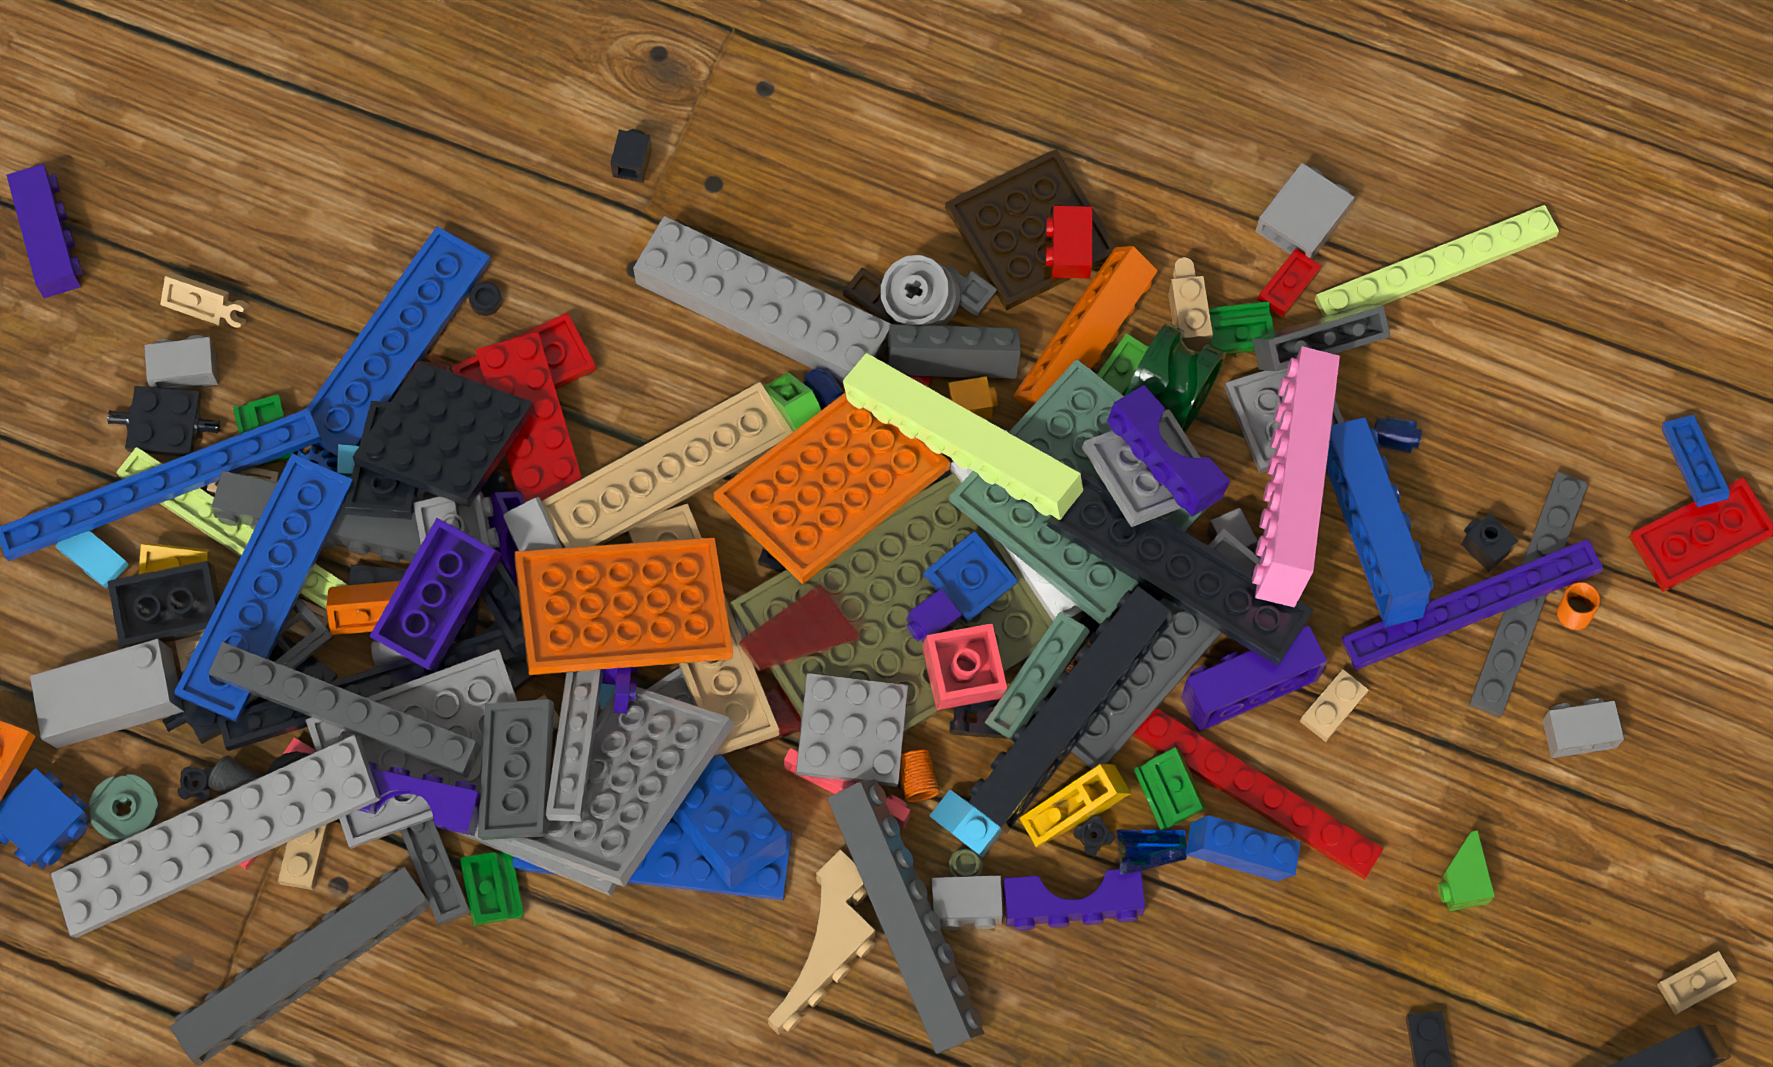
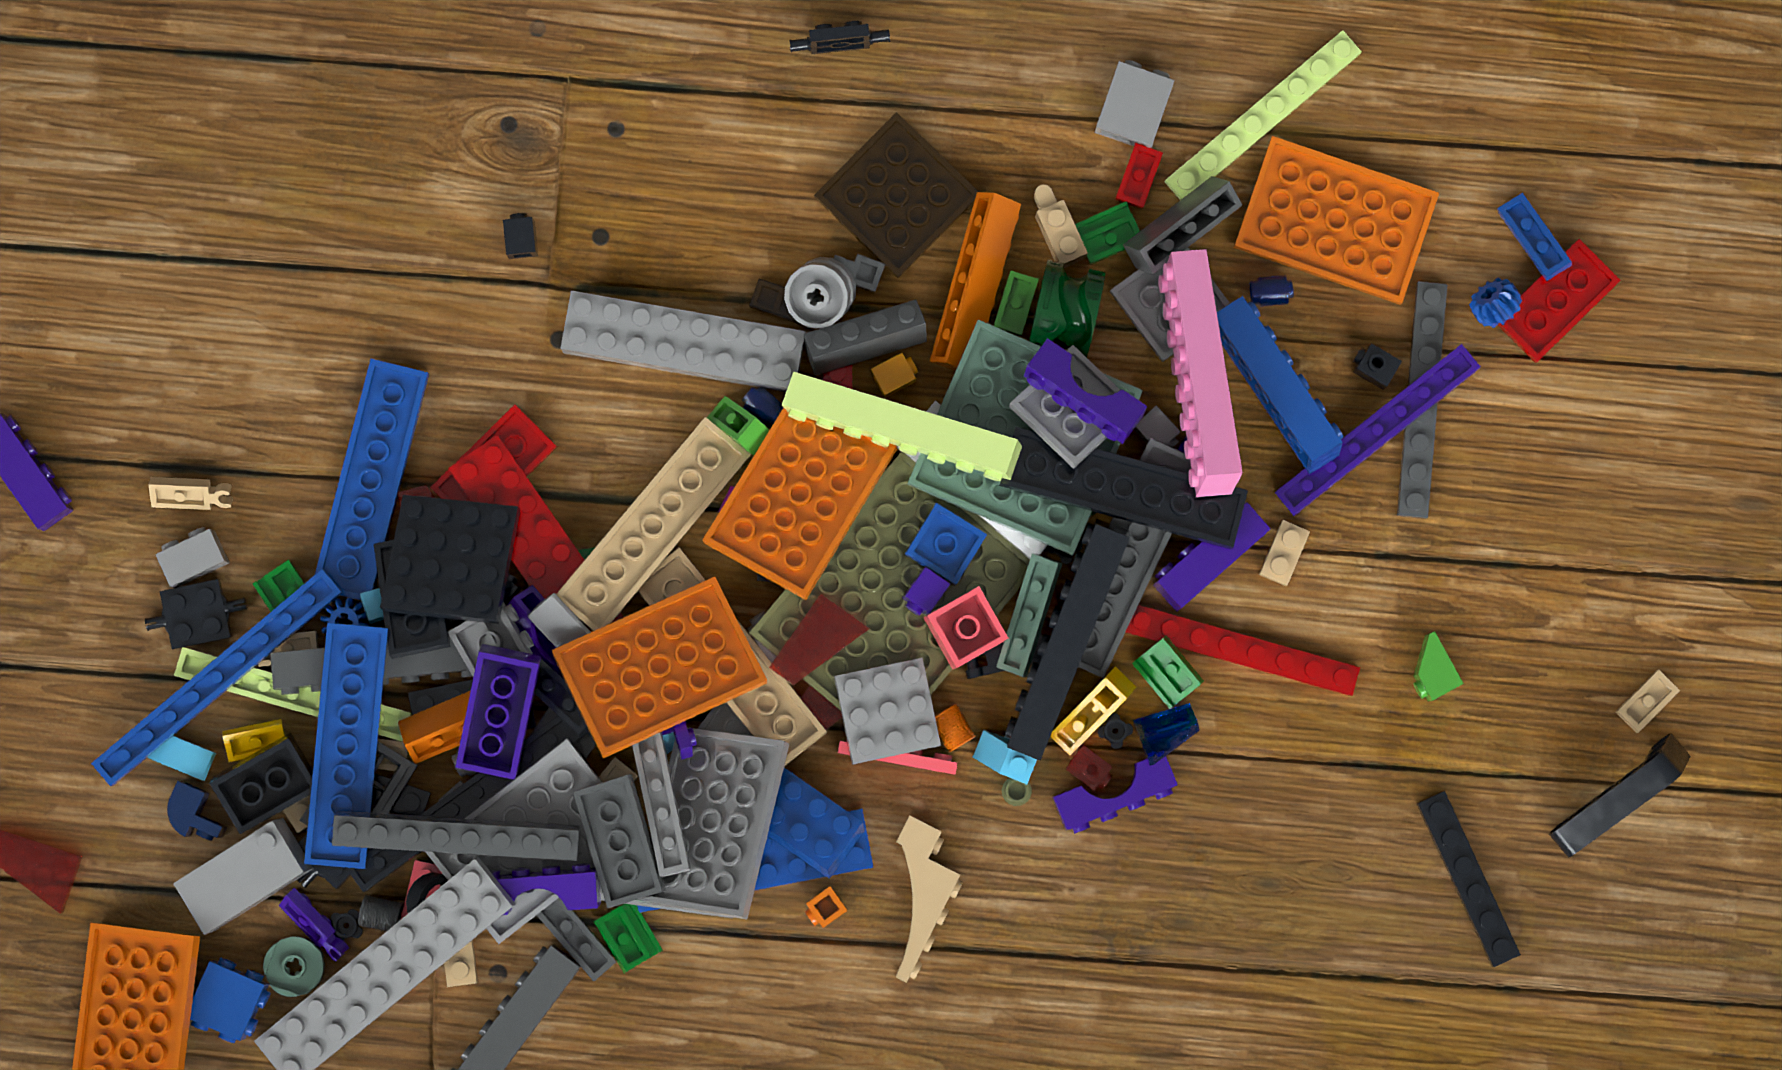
camera: 20 degrees left, 15 degrees up
(75, 610) = (185, 812): none -> dark blue brick
(161, 770) = (313, 924): none -> dark purple plate
(485, 299) = (436, 410): black tile -> none
(716, 920) = (825, 907): none -> orange brick
(906, 915) = (982, 855): dark grey brick -> none
(967, 901) = (1028, 823): light grey piece -> none
(1020, 61) = (835, 39): none -> black plate
(1052, 864) = (1089, 769): none -> clear red brick
(1071, 242) = (937, 202): red brick -> none
(1243, 848) = (1244, 709): blue brick -> none
(1486, 386) = (1336, 220): none -> orange plate
(1582, 728) = (1498, 510): light grey brick -> none
(1585, 593) = (1474, 389): orange piece -> none
(1636, 512) = (1495, 302): none -> blue gear

